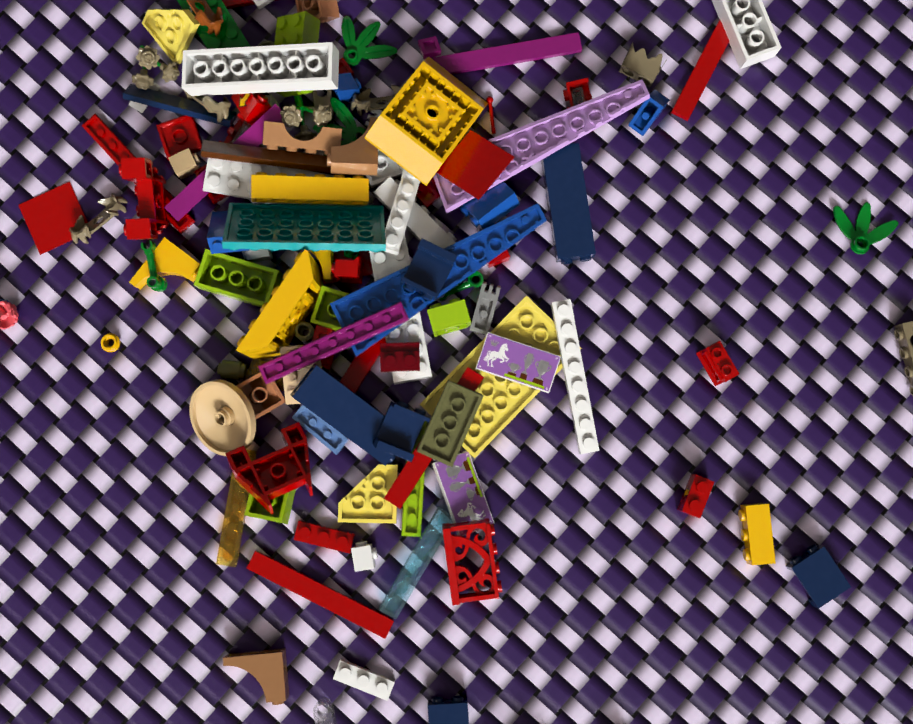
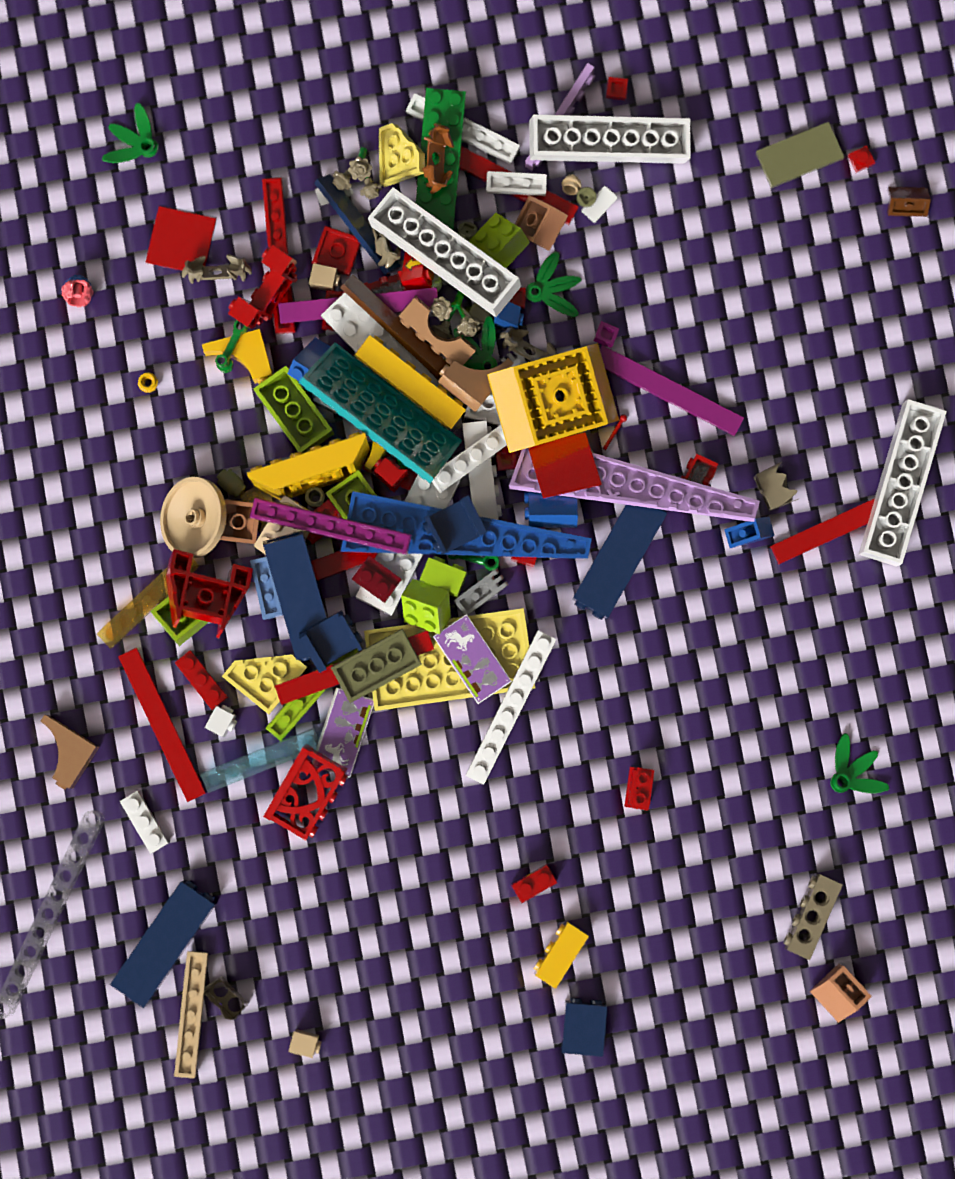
camera: 30 degrees right, 0 degrees up
(453, 349) = (426, 606): none -> lime brick

